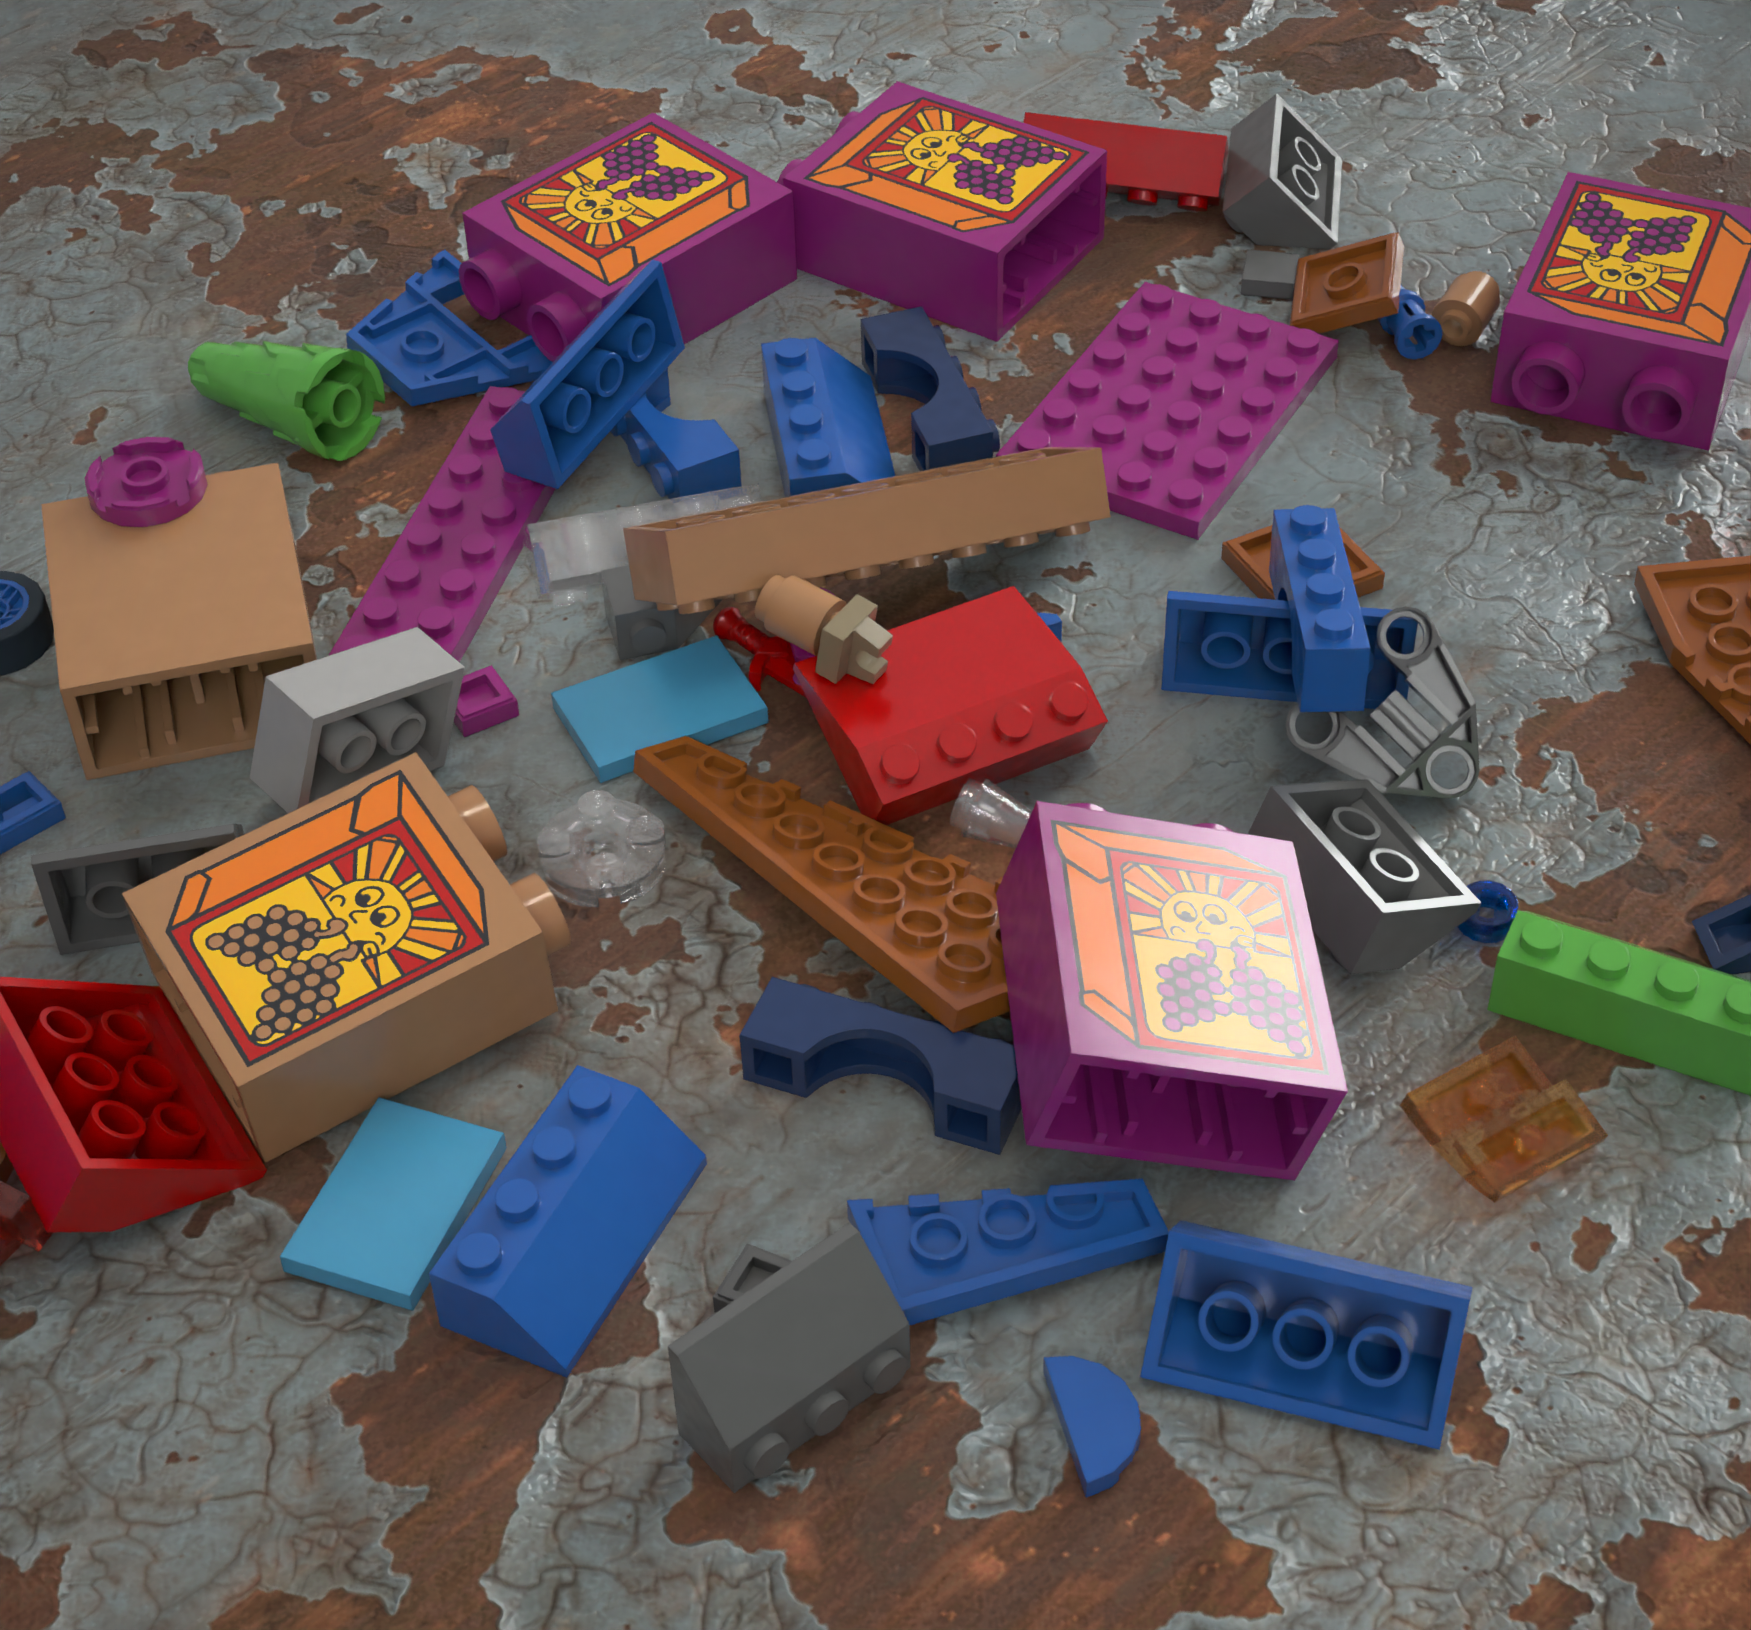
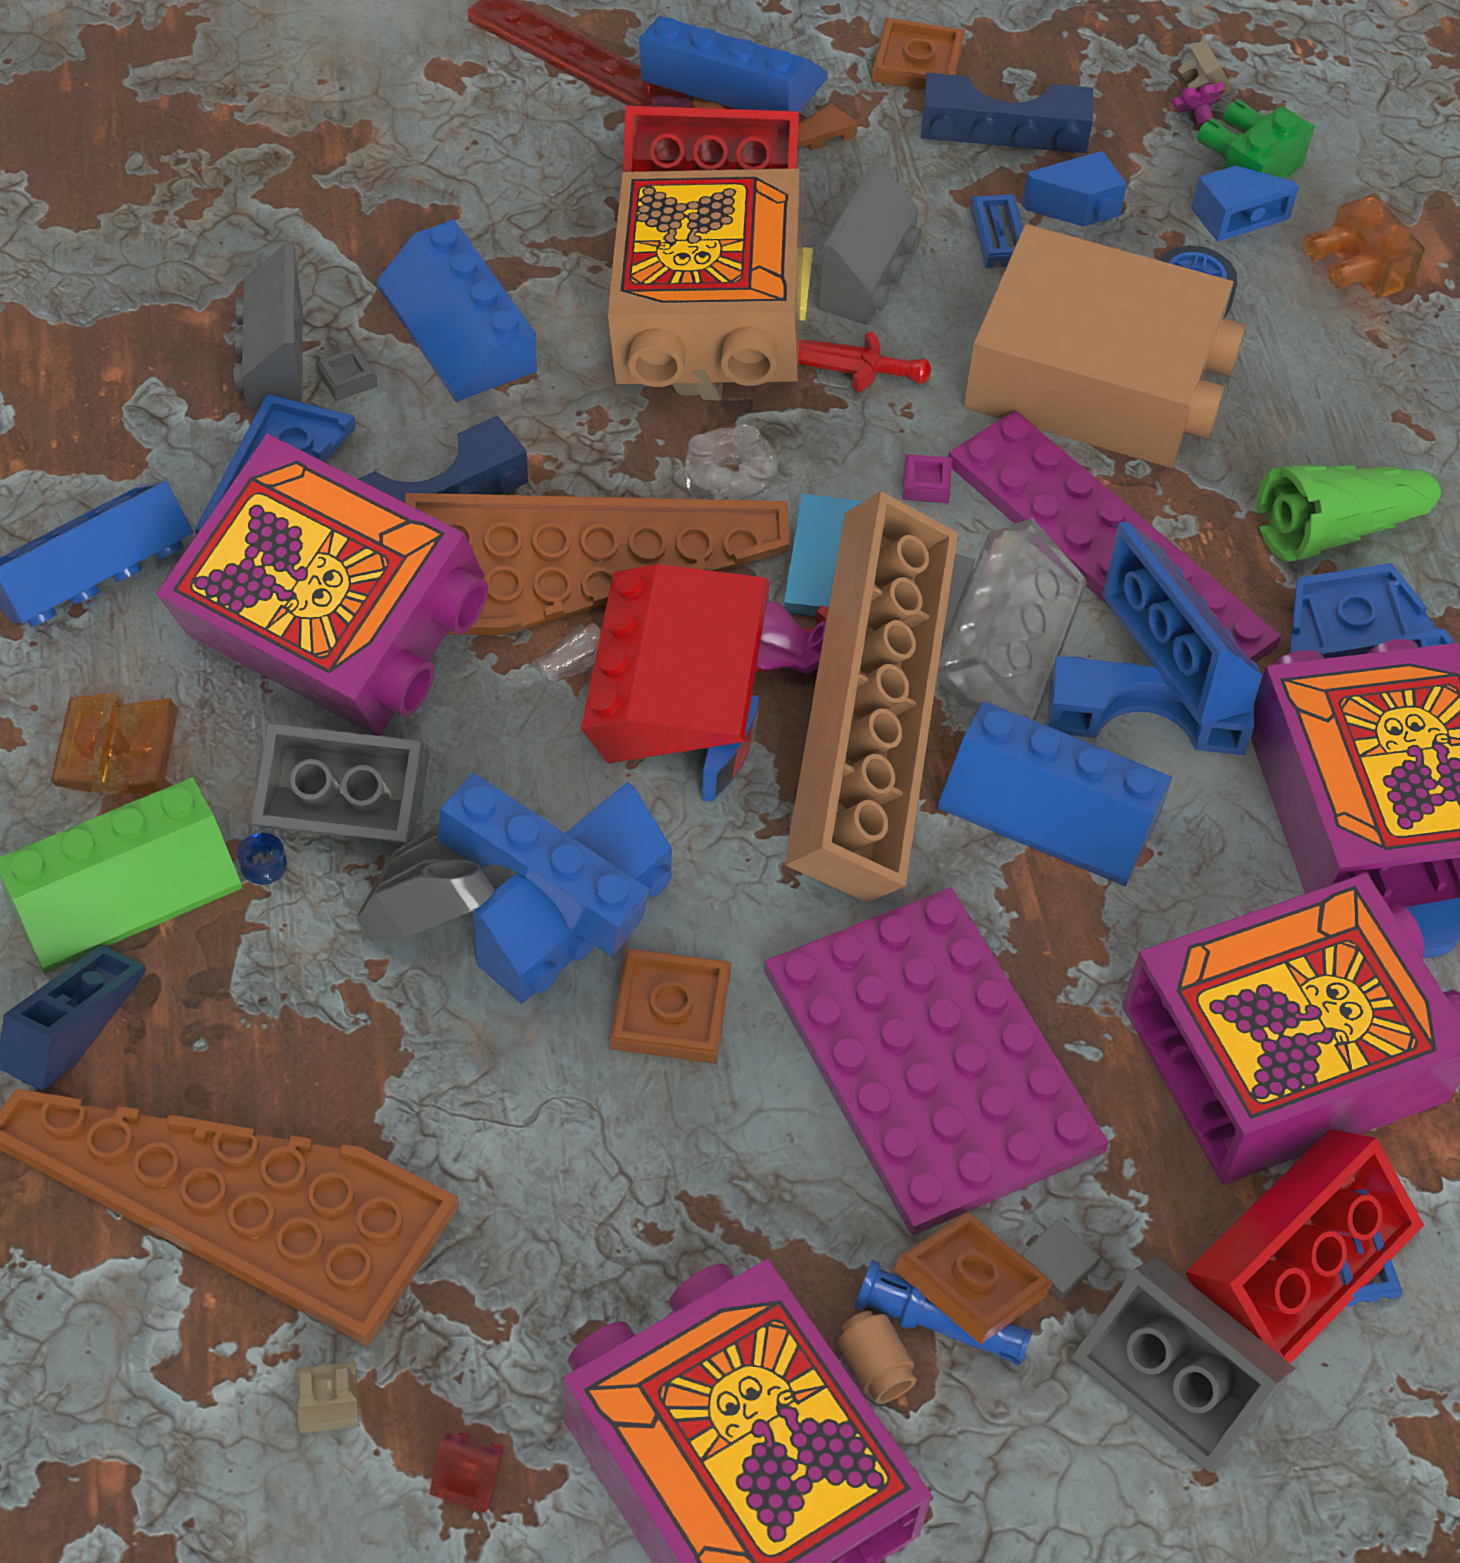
camera: 120 degrees right, 10 degrees up
(146, 482) = (1210, 328): magenta tile -> none
(354, 716) = (903, 356): light grey brick -> none
(394, 1203) = (545, 267): dark azure tile -> none
(796, 610) = (793, 586): medium nougat brick -> none
(853, 643) = (733, 588): dark tan tile -> none
(911, 360) = (1114, 903): dark blue arch -> none
(1096, 1418) = (136, 449): blue tile -> none

